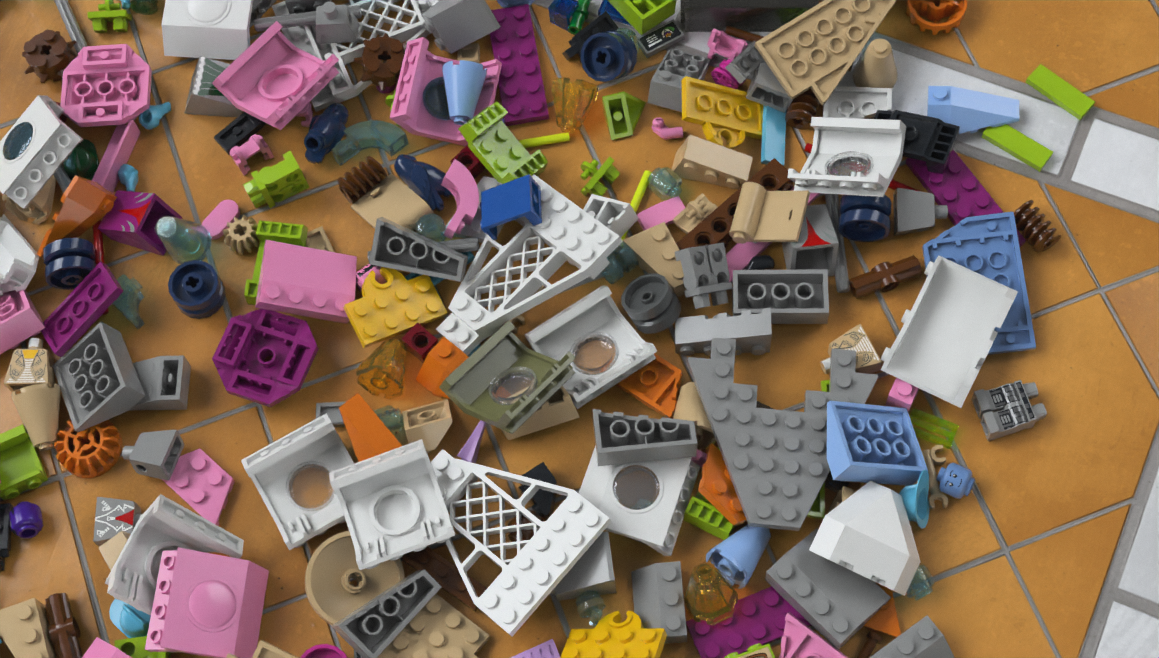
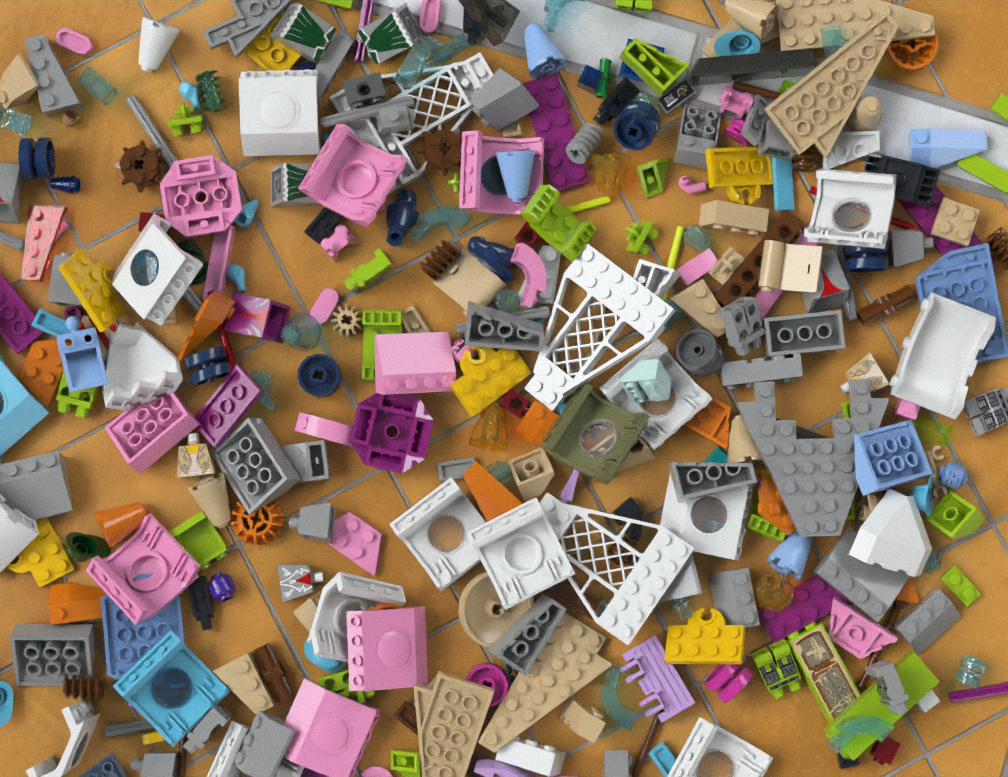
camera: 15 degrees left, 20 degrees up
(191, 345) = (324, 428): none -> bright pink arch
(510, 202) = (574, 280): blue panel -> none
(545, 69) = (584, 143): none -> light grey piece
(580, 325) = (647, 382): none -> light aqua slope
(761, 263) = (781, 303): black arm -> none
(957, 531) = (955, 516): none -> lime slope
(957, 622) = (960, 585): none -> lime plate
(975, 190) = (955, 222): none -> tan plate

